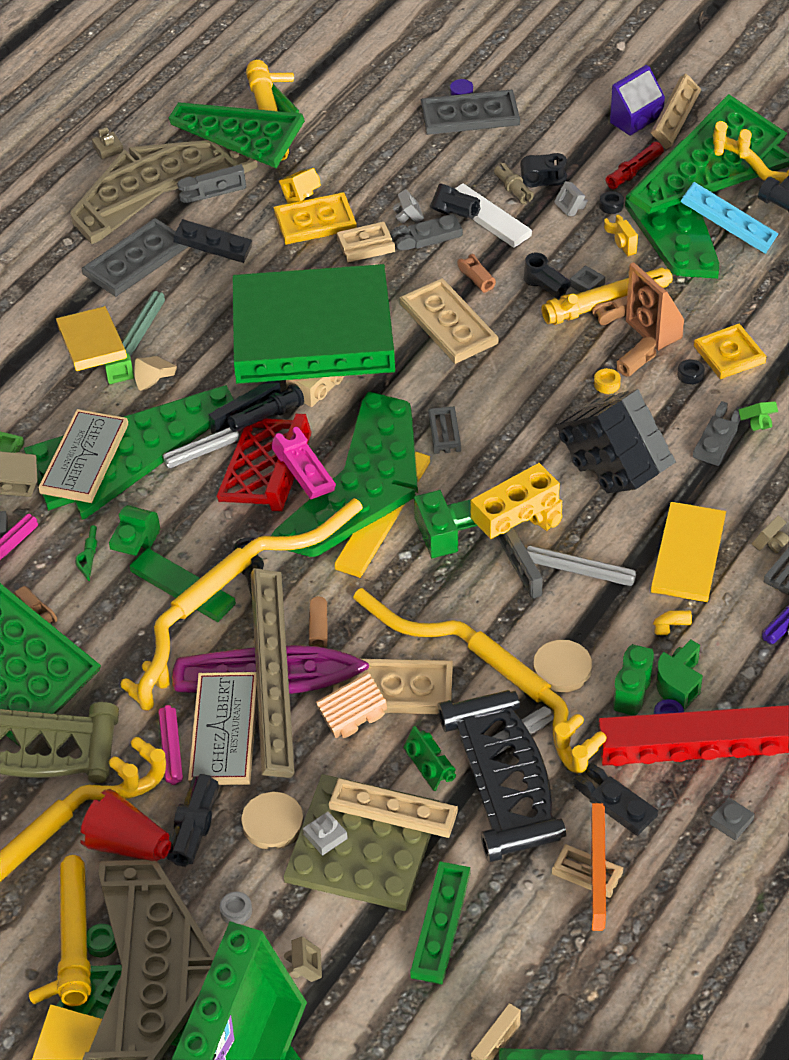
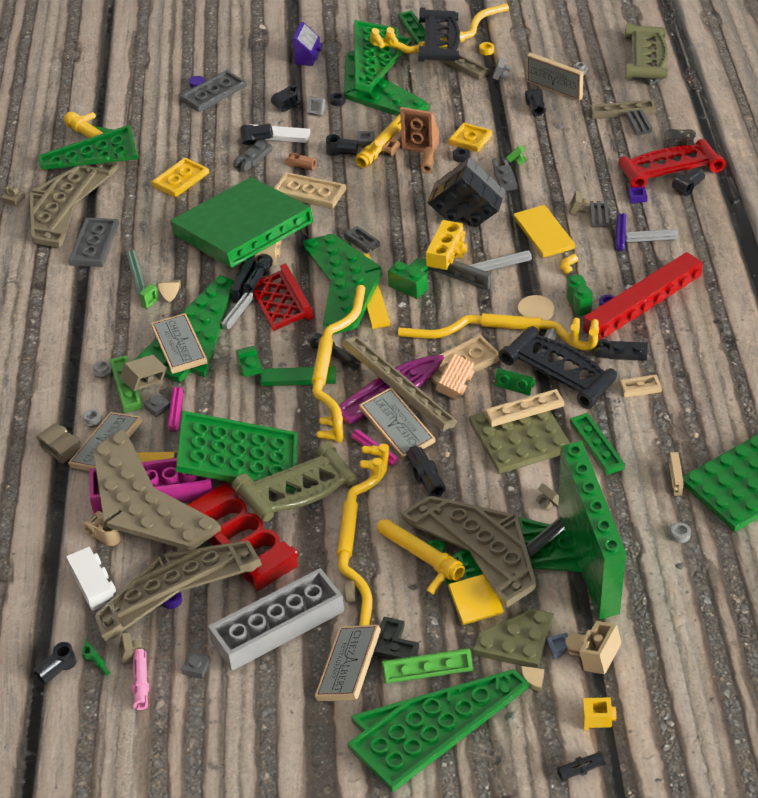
camera: 35 degrees left, 5 degrees down
(88, 553) = (230, 393): green hand -> none
(91, 338) = (117, 288): yellow tile -> none
(123, 830) = (400, 491): red cone -> none
(212, 184) = (102, 186): dark grey hinge -> none
(212, 241) = (134, 212): black plate -> none
(235, 907) = (488, 497): light grey tile -> none
(272, 820) = (465, 450): tan tile -> none
(300, 185) = (157, 163): yellow brick -> none
(303, 464) = (311, 283): dark pink plate -> none
(318, 622) = (392, 354): medium nougat bar -> none
(325, 833) = (503, 435): light grey tile -> none
(365, 242) = (224, 174): tan plate -> none
(408, 208) = (230, 147): light grey tile -> none
(513, 183) = (276, 112): dark tan pin -> none
(598, 867) = (649, 376): orange tile -> none
(607, 381) = (423, 178): yellow tile -> none
(624, 234) = (364, 109): yellow plate -> none
(628, 170) = (332, 82): red pin -> none
(676, 111) = (328, 42): tan tile -> none
(676, 675) = (598, 283): green brick -> none
(729, 217) = (411, 76): medium azure tile -> none
(732, 818) = (683, 328): dark grey plate -> none

